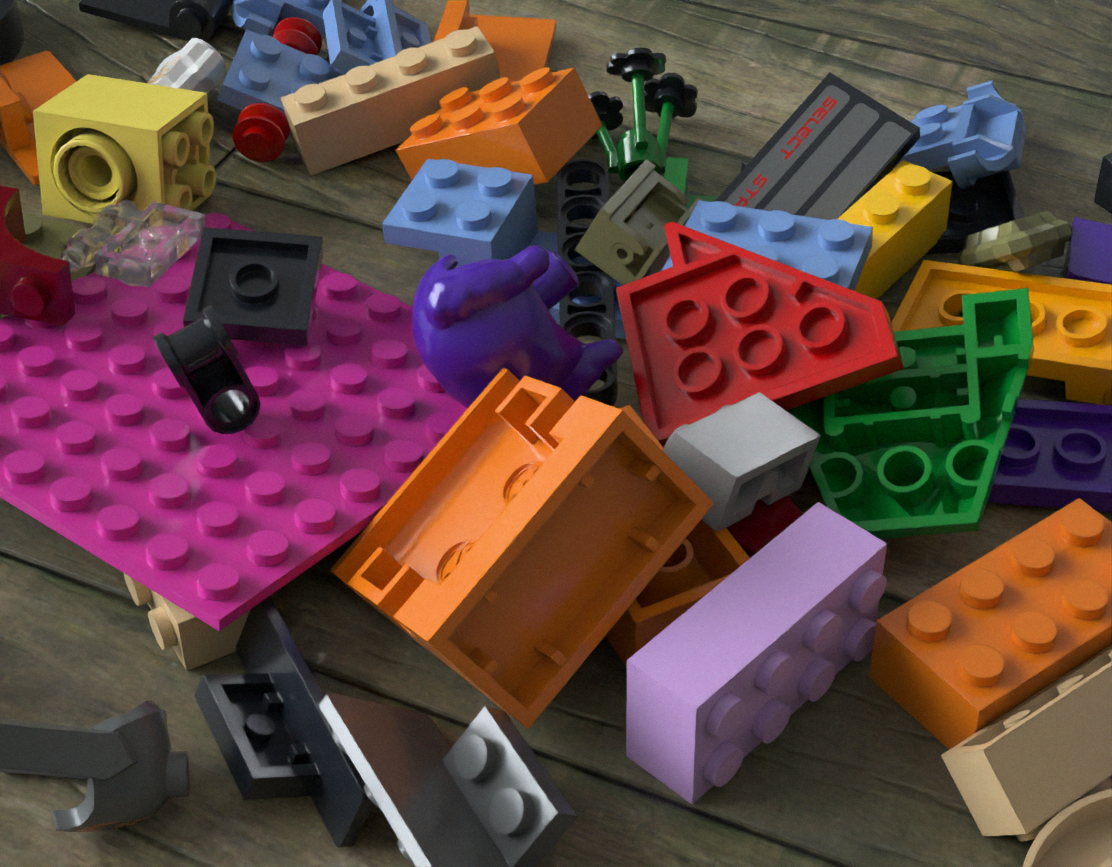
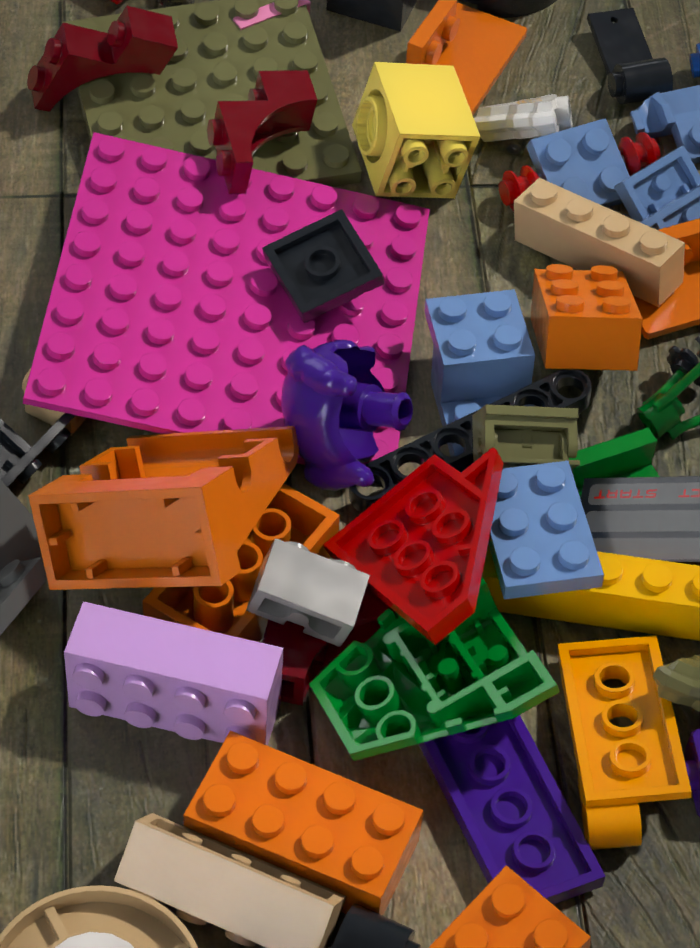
camera: 55 degrees right, 10 degrees up
(133, 242) = (333, 183): clear plate -> none
(210, 371) = (201, 283): black piece -> none

